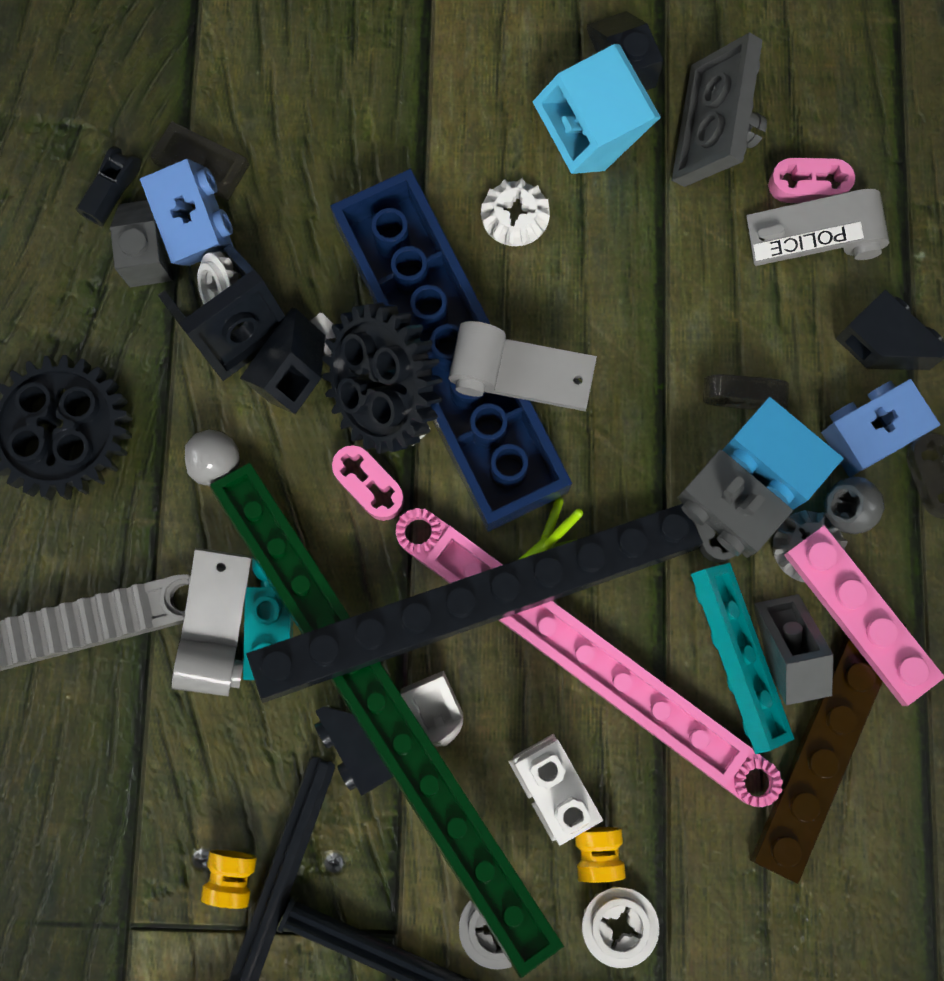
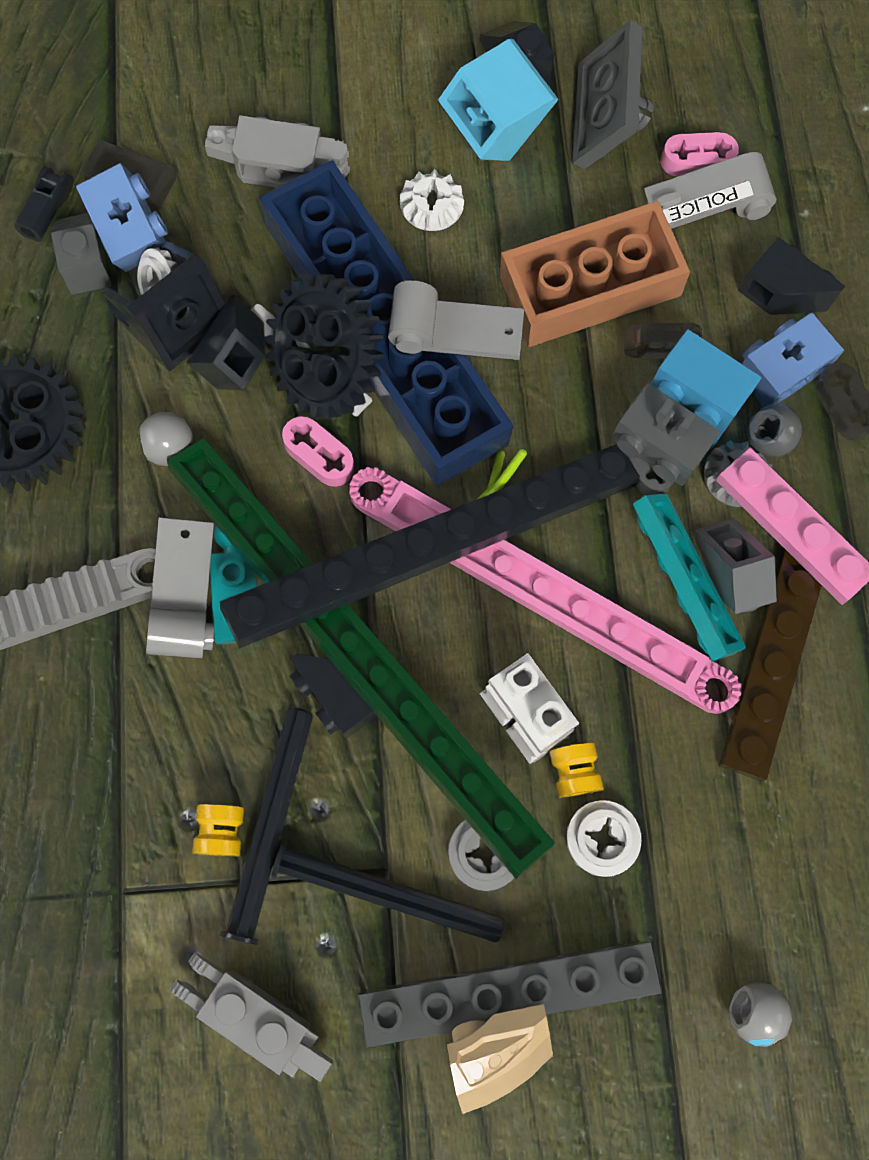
camera: 15 degrees left, 5 degrees down
(355, 147) = (274, 151): none -> light grey hinge
(435, 708) = (407, 647): white plate -> none
(679, 312) = (594, 273): none -> nougat brick

